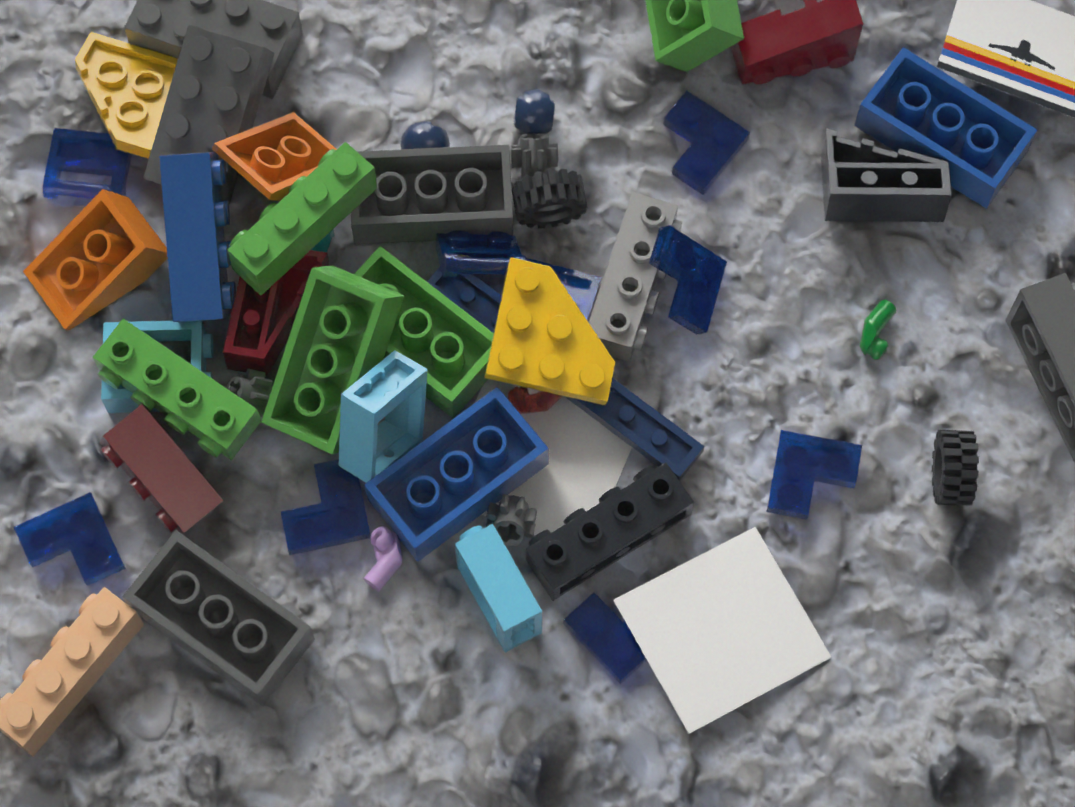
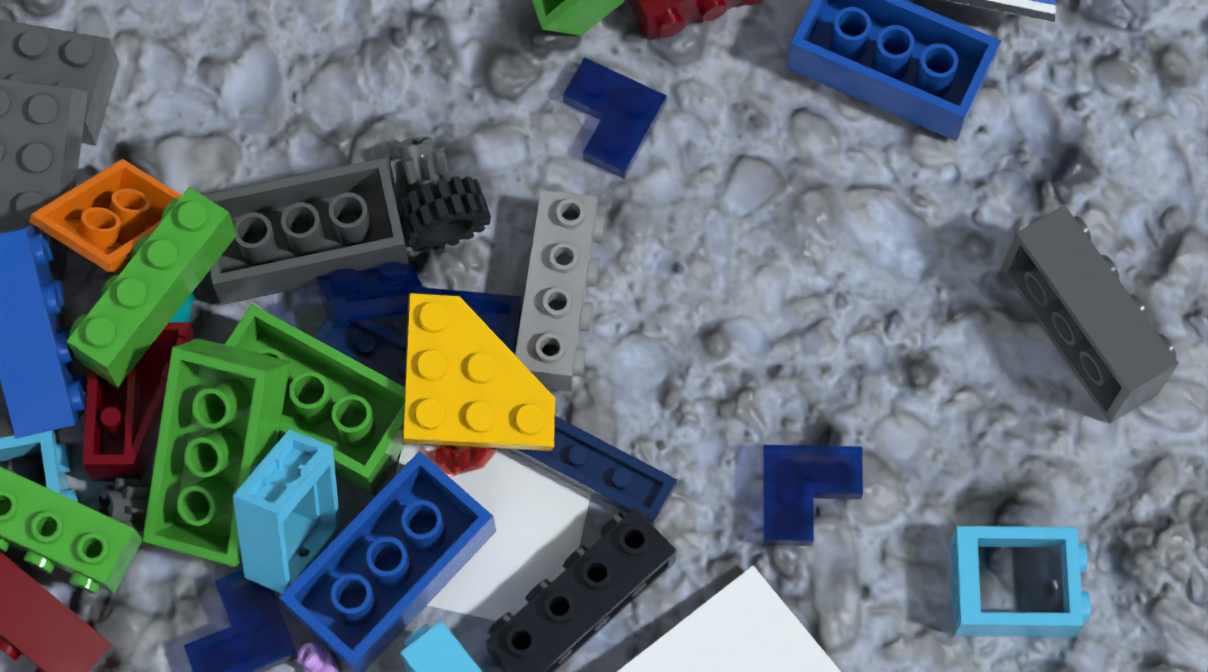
camera: 10 degrees left, 0 degrees up
(424, 136) = (283, 163): dark blue piece -> none
(512, 519) = (463, 607): dark grey gear -> none
(534, 112) = (409, 113): dark blue piece -> none
(697, 273) = (634, 274): clear blue plate -> none
(872, 328) = (849, 304): green arm -> none
(881, 184) = (830, 133): black wedge -> none
(930, 604) = (966, 585): none -> medium azure window
(955, 467) = (975, 456): black tyre -> none

